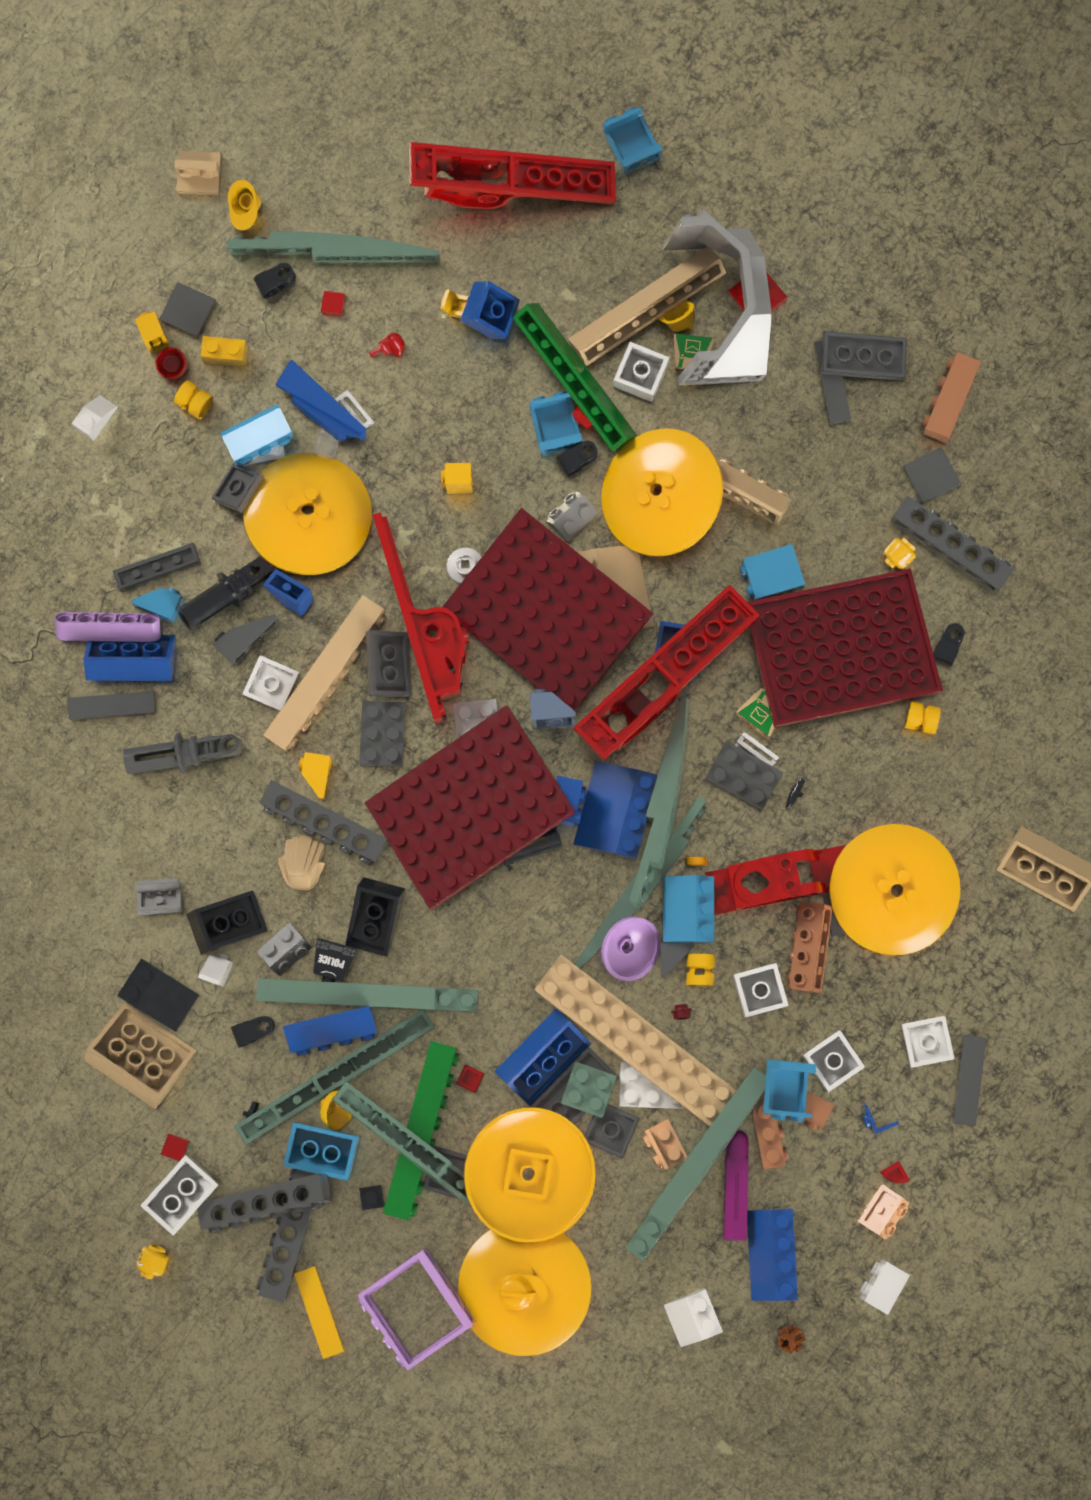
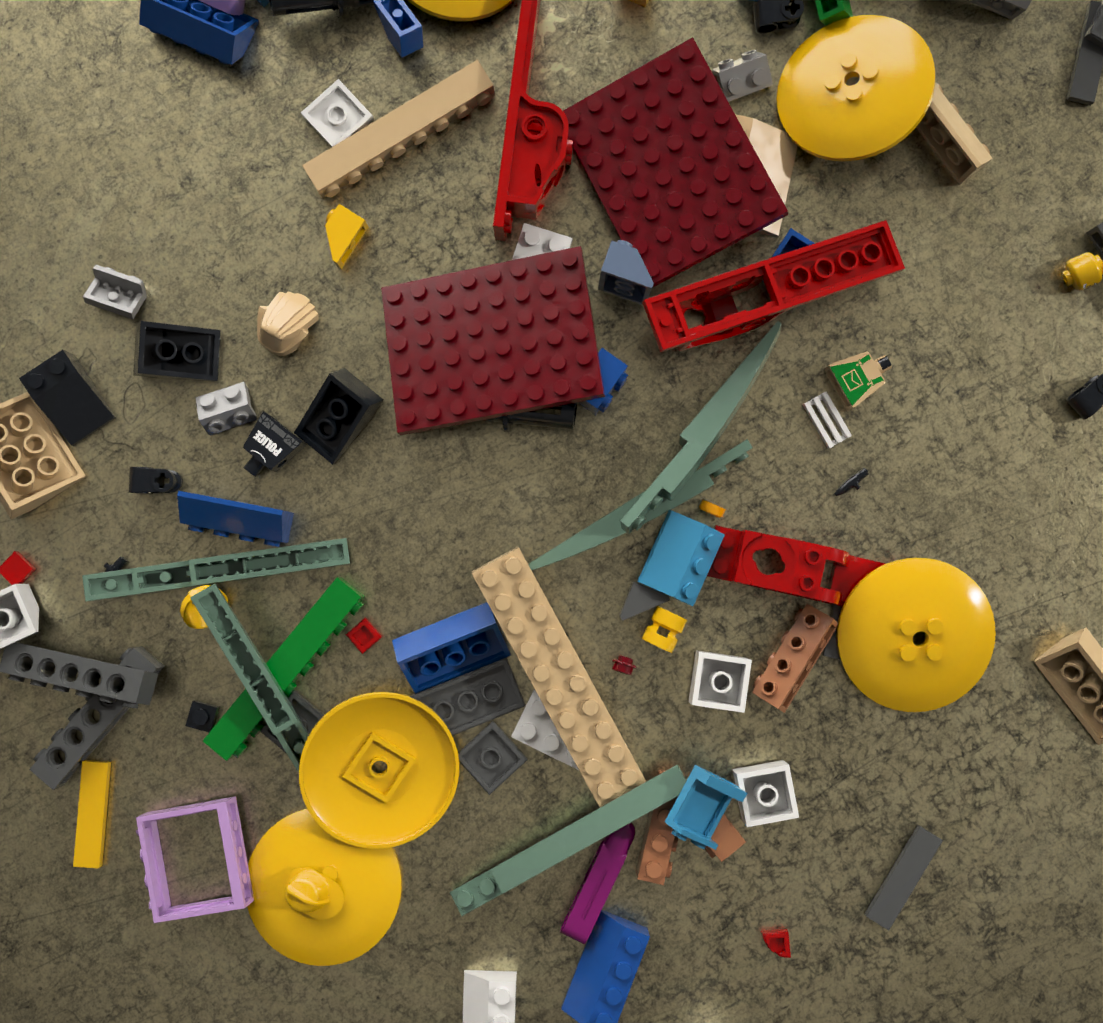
camera: 20 degrees right, 5 degrees up
(111, 705) = (157, 65): dark grey tile -> none
(187, 752) = (209, 146): dark grey piece -> none
(216, 969) = (139, 398): white slope -> none
(241, 639) = (325, 54): dark grey slope -> none
(276, 793) = (288, 237): dark grey brick -> none
(321, 1151) = (166, 643): dark azure slope -> none
(366, 995) = (289, 496): sand green slope -> none
(382, 734) = (433, 223): dark grey plate -> none
(388, 663) = (472, 147): dark grey plate -> none
(454, 564) = (592, 73): white piece -> none
(588, 1089) = (485, 705): sand green plate -> none
(615, 810) = (649, 415): blue slope -> none
(638, 953) = (606, 580): lavender dish -> none
(665, 1144) = (542, 800): light nougat bracket -> none
(744, 775) = (805, 438): dark grey plate -> none
(772, 573) = (934, 231): dark azure panel -> none
(843, 648) = (977, 347): dark red plate -> none
(869, 1122) = (775, 875): blue bracket -> none
(884, 1212) = (747, 979): light nougat bracket -> none
(922, 717) = (1031, 463): yellow wheel -> none
(927, 1041) = (877, 816): white plate -> none

